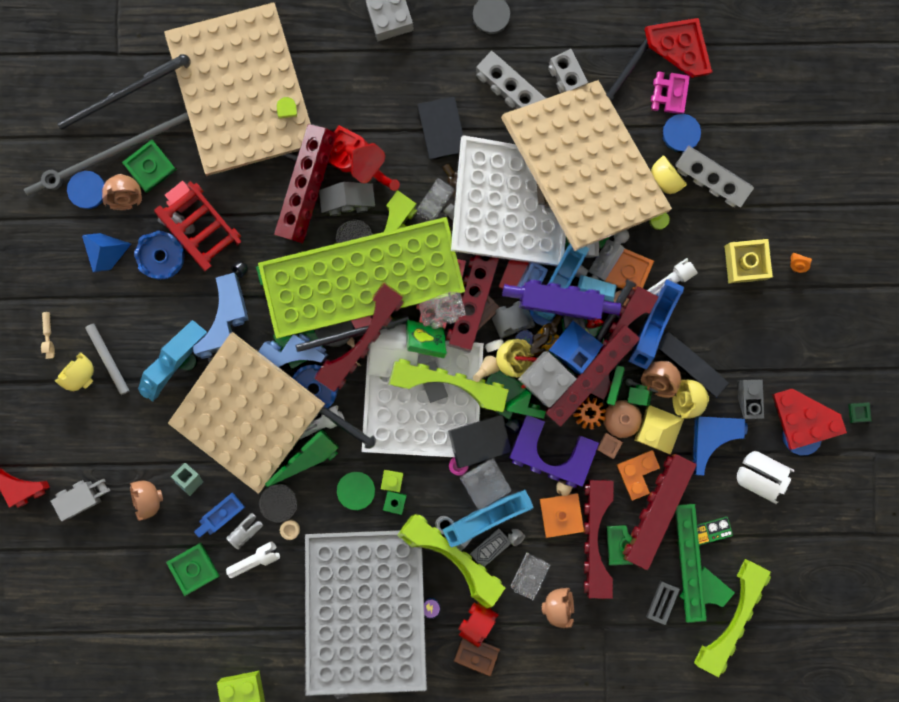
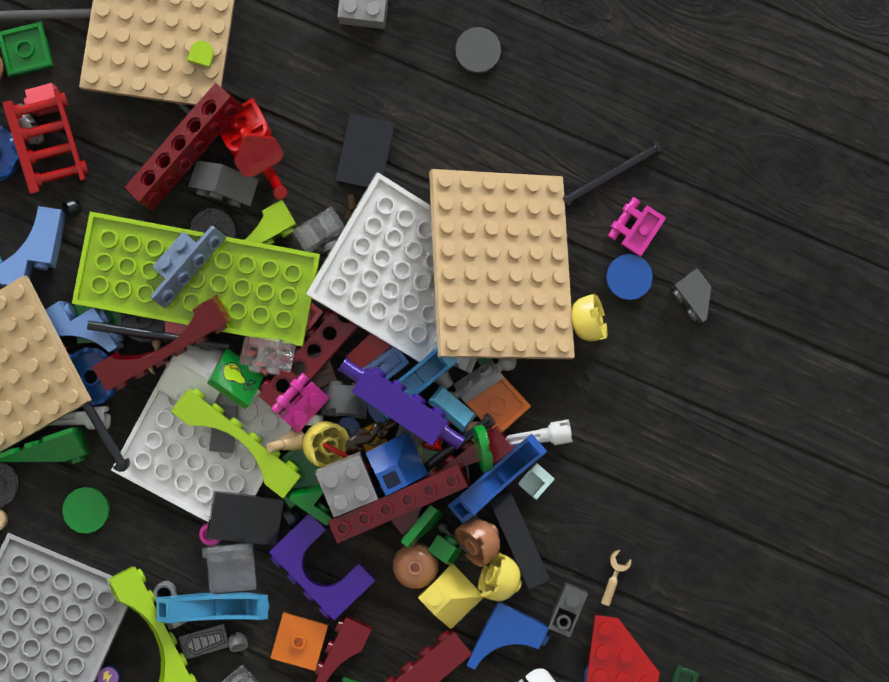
camera: 35 degrees right, 0 degrees up
(346, 268) = (182, 262): none -> sand blue bracket
(392, 480) = (130, 517): lime plate -> none
(401, 498) = (129, 539): green plate -> none
(487, 336) = (304, 406): none -> dark pink plate
(493, 63) = (452, 106): light grey brick -> none
(562, 488) = (313, 612): tan hinge -> none
(572, 71) = (537, 153): light grey brick -> none
(593, 407) = (374, 545): orange gear -> none
(609, 445) = (387, 588): nougat tile -> none
(632, 472) = (401, 628): orange plate -> none
(635, 303) = (481, 444): none -> green tile
(660, 222) = (559, 366): lime tile -> none
(681, 45) = (672, 179): red plate -> none
(683, 315) = (536, 481): none -> light aqua panel
(692, 156) = (653, 347): light grey brick -> none
(737, 123) = (695, 294): none -> dark grey slope
(748, 261) = (635, 454): light yellow brick -> none
(773, 364) = (612, 583): none -> tan piece
(800, 263) = (694, 482): orange plate -> none

